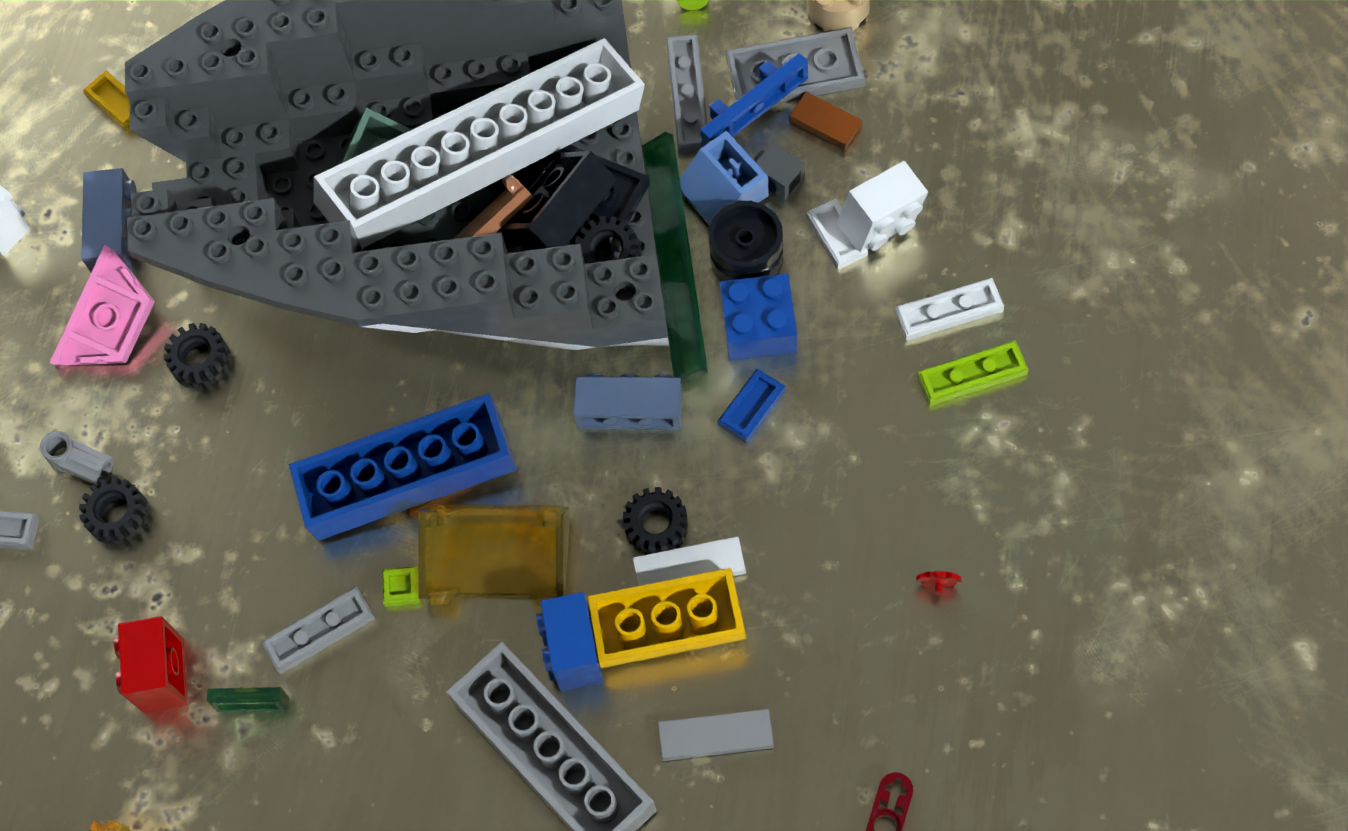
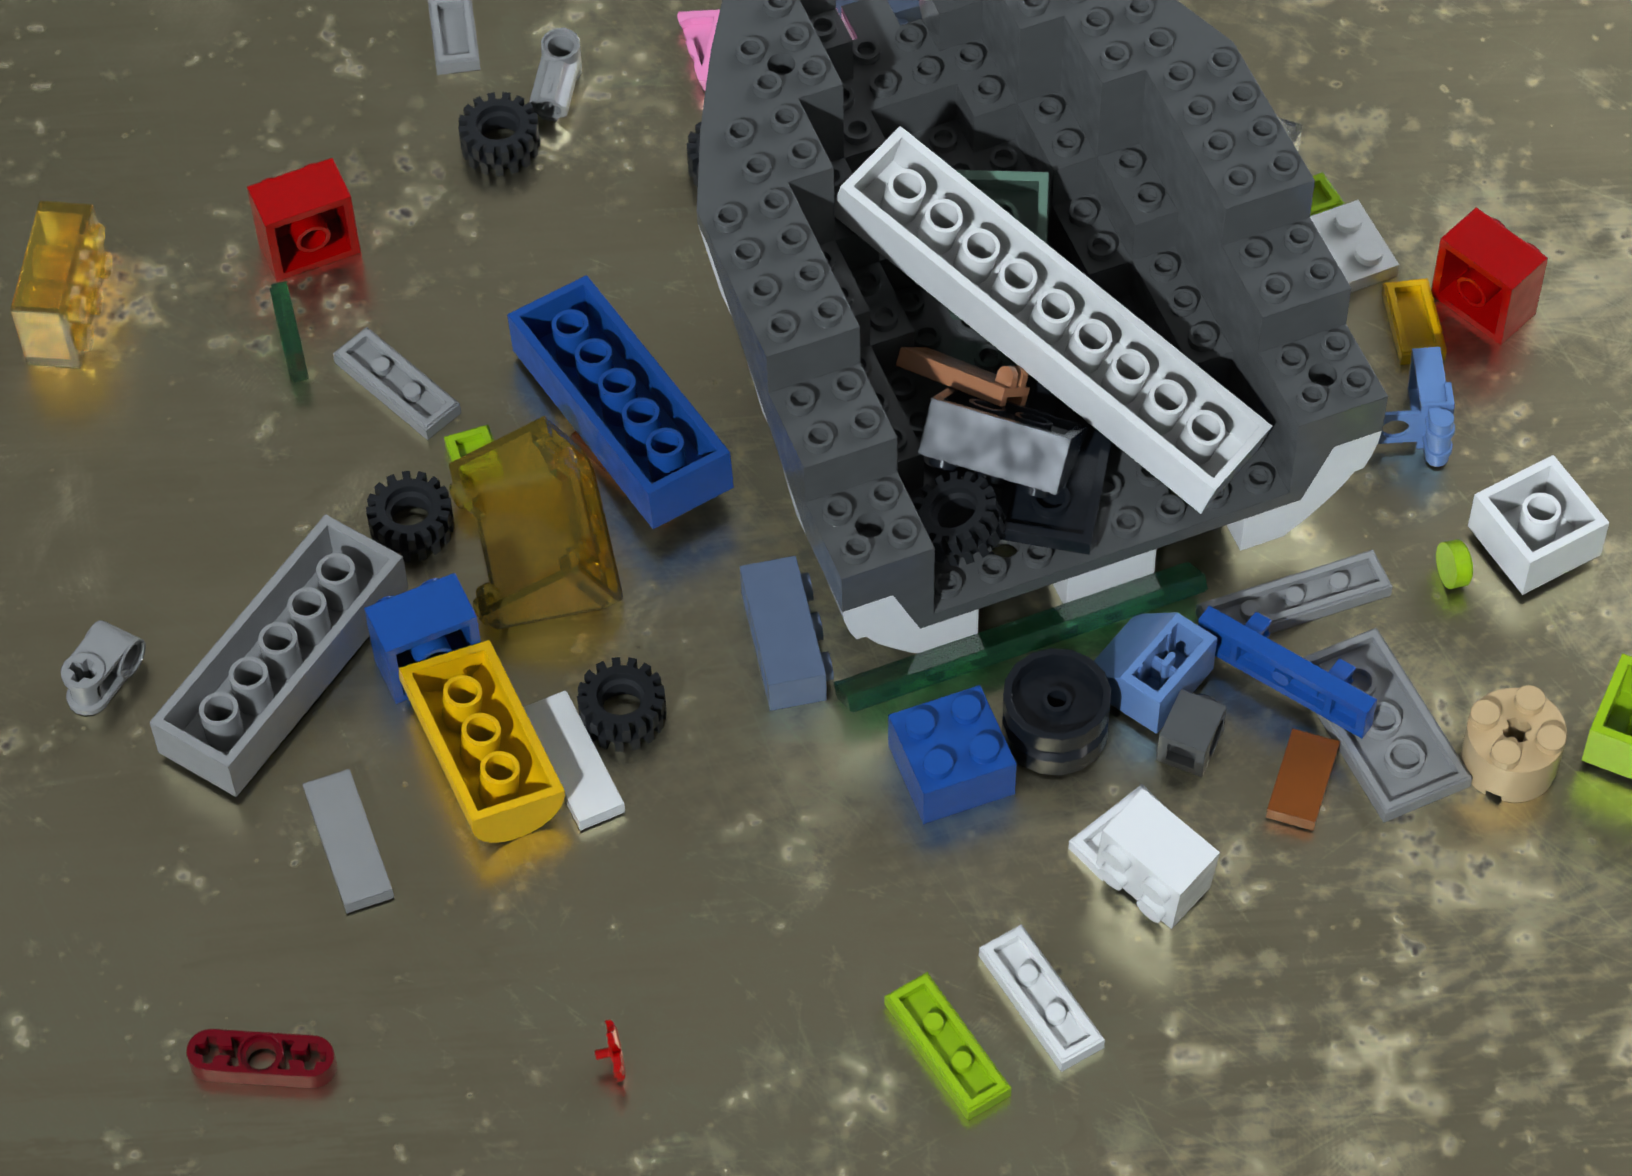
camera: 70 degrees right, 10 degrees down
(439, 620) = (409, 494): none -> black tyre
(751, 405) = (824, 783): blue tile -> none

